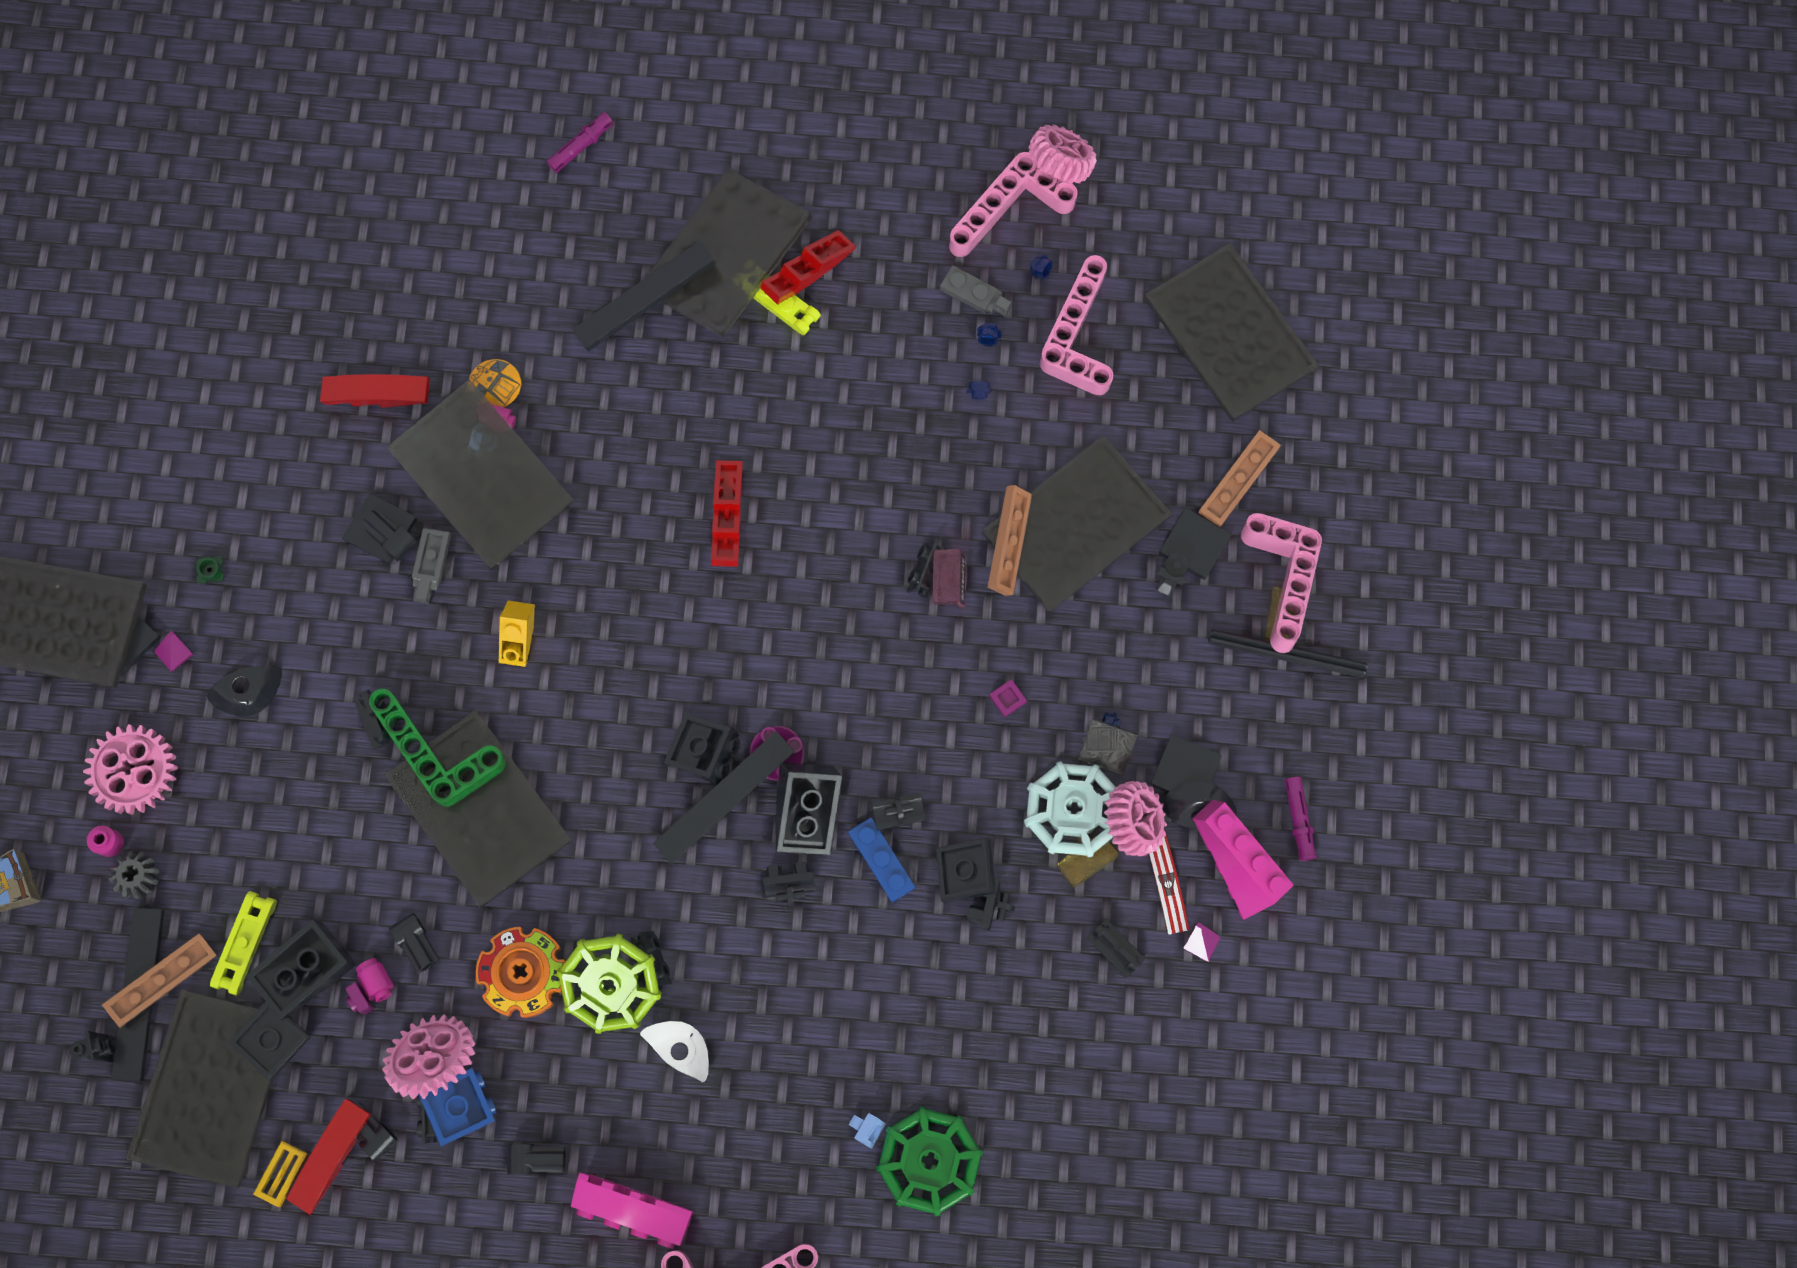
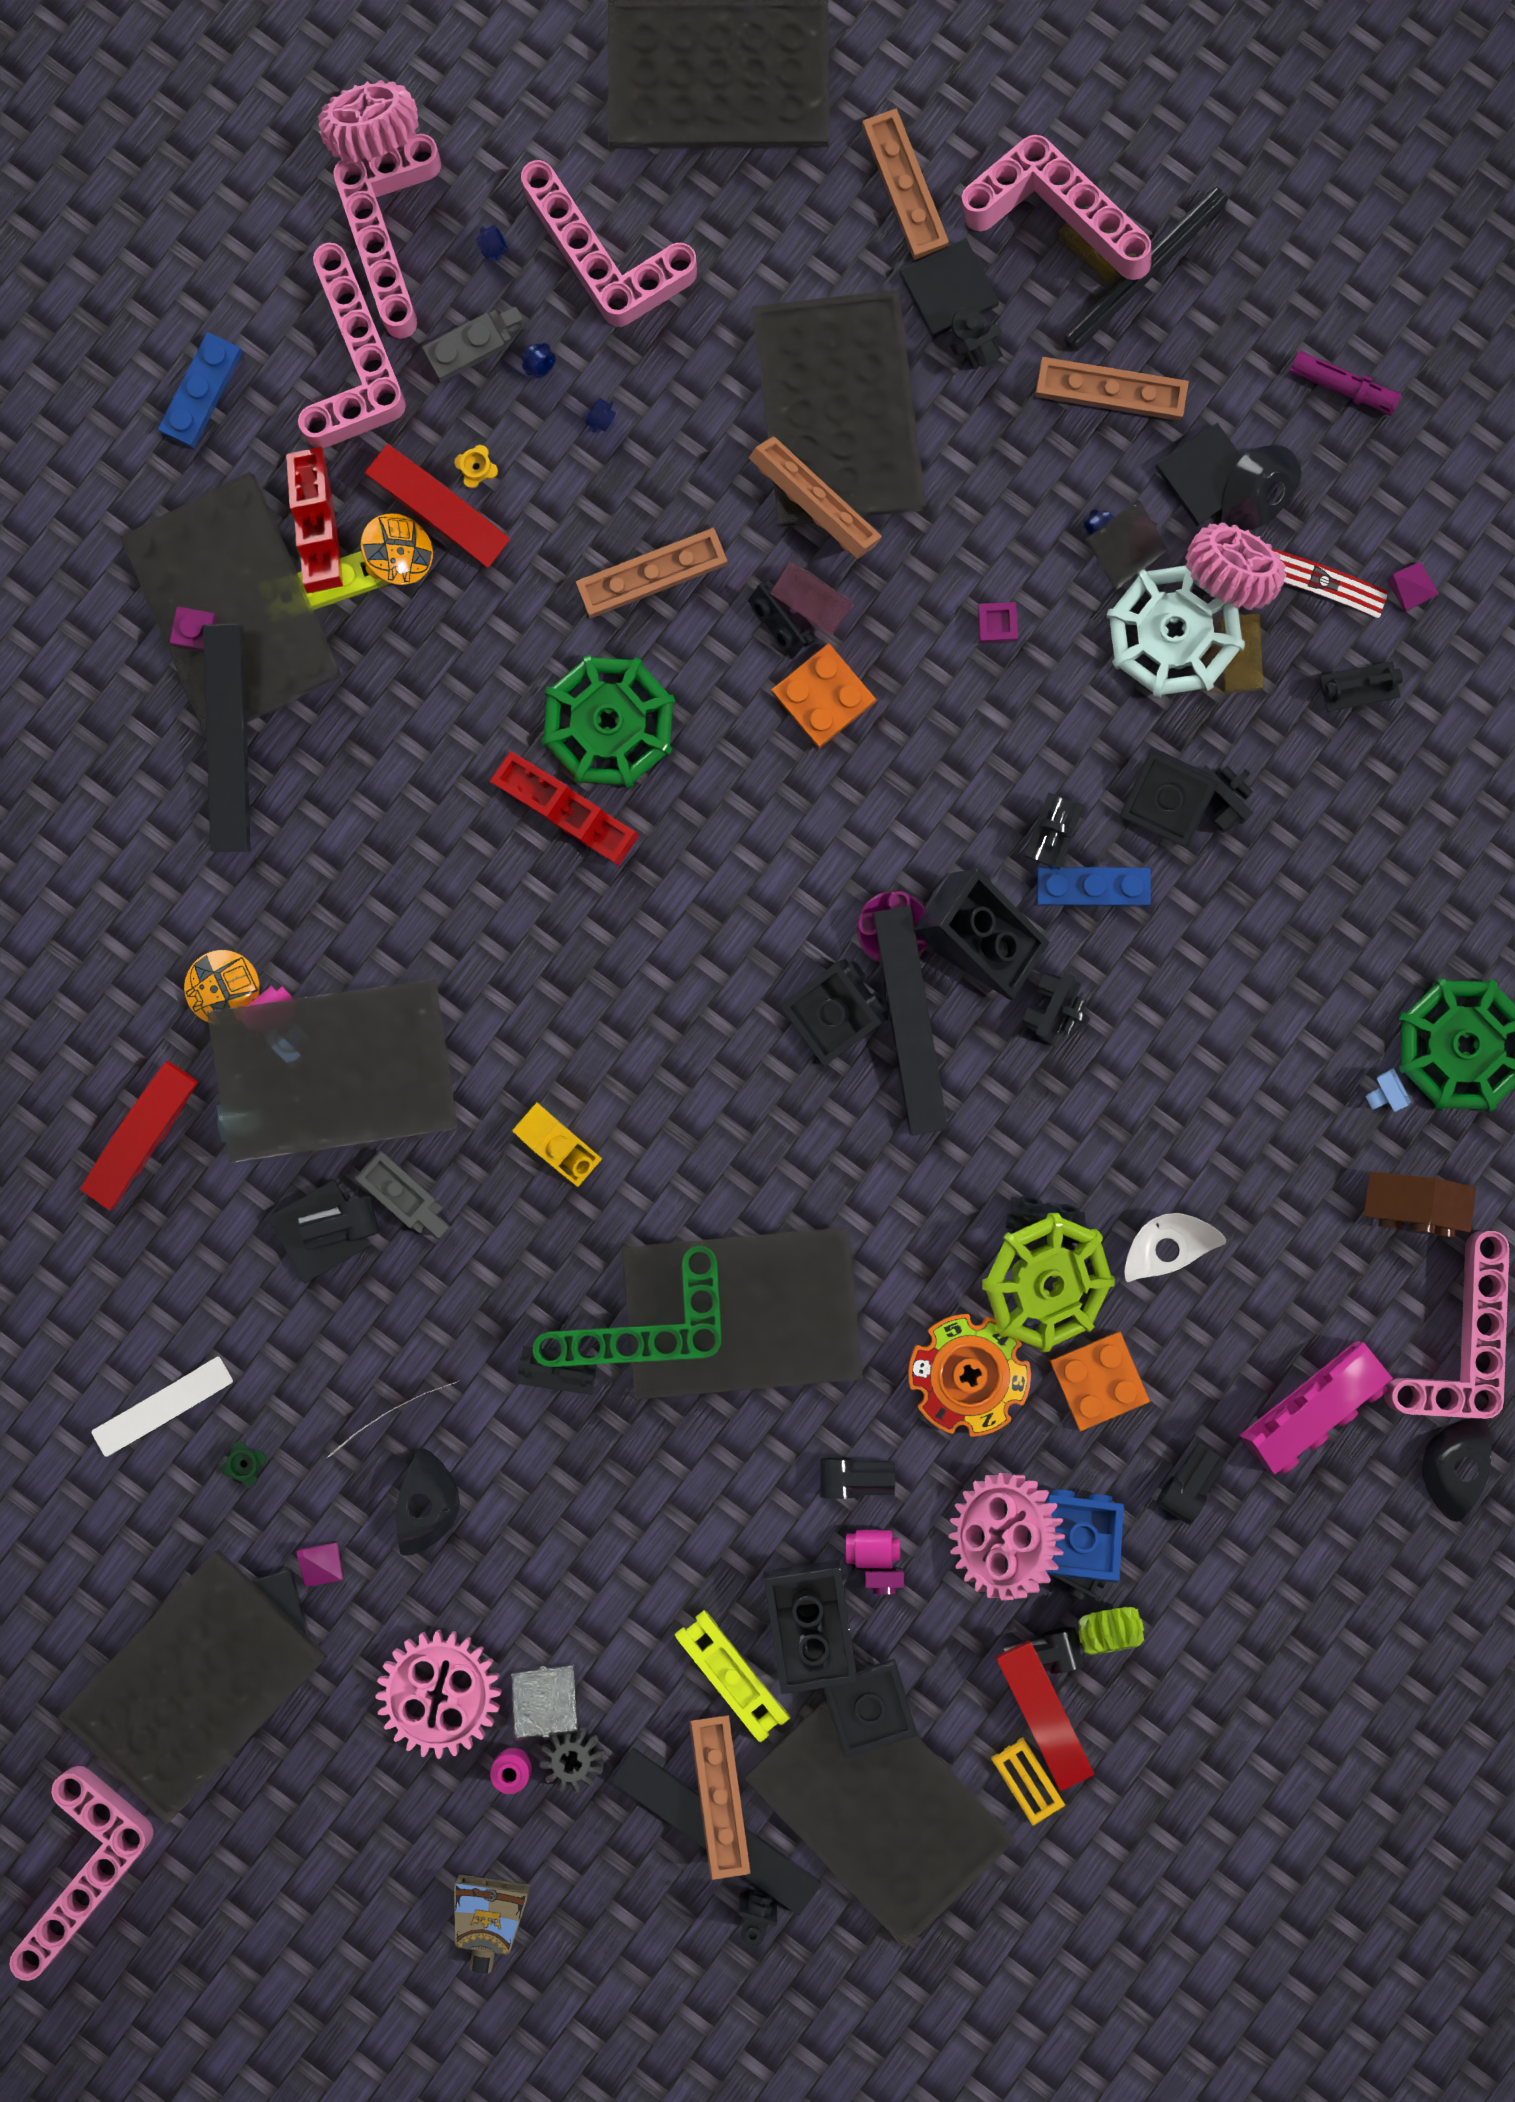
camera: 50 degrees left, 10 degrees up
(160, 836) = (544, 1703): none -> clear smoke piece
(217, 502) = (162, 1406): none -> white sticker
(280, 629) = (353, 1435): none -> white sticker
(407, 1163) = (1111, 1630): none -> lime gear
(568, 1059) = (1099, 1381): none -> orange plate
(695, 233) = (188, 628): none -> magenta plate
(804, 519) = (608, 742): none -> green plate
(805, 1193) = (1424, 1202): none -> reddish brown brick
(820, 322) = (396, 549): none -> light orange dish
(844, 160) = (200, 390): none -> blue plate
(862, 330) = (437, 505): none -> red slope
(895, 623) = (823, 696): none -> orange plate
(901, 331) = (473, 456): none -> yellow plate
(903, 476) = (651, 573): none -> nougat plate
(924, 233) = (362, 351): none -> bright pink beam
(1198, 678) = (1111, 388): none -> nougat plate
(1246, 867) = (1361, 478): dark pink wedge -> none

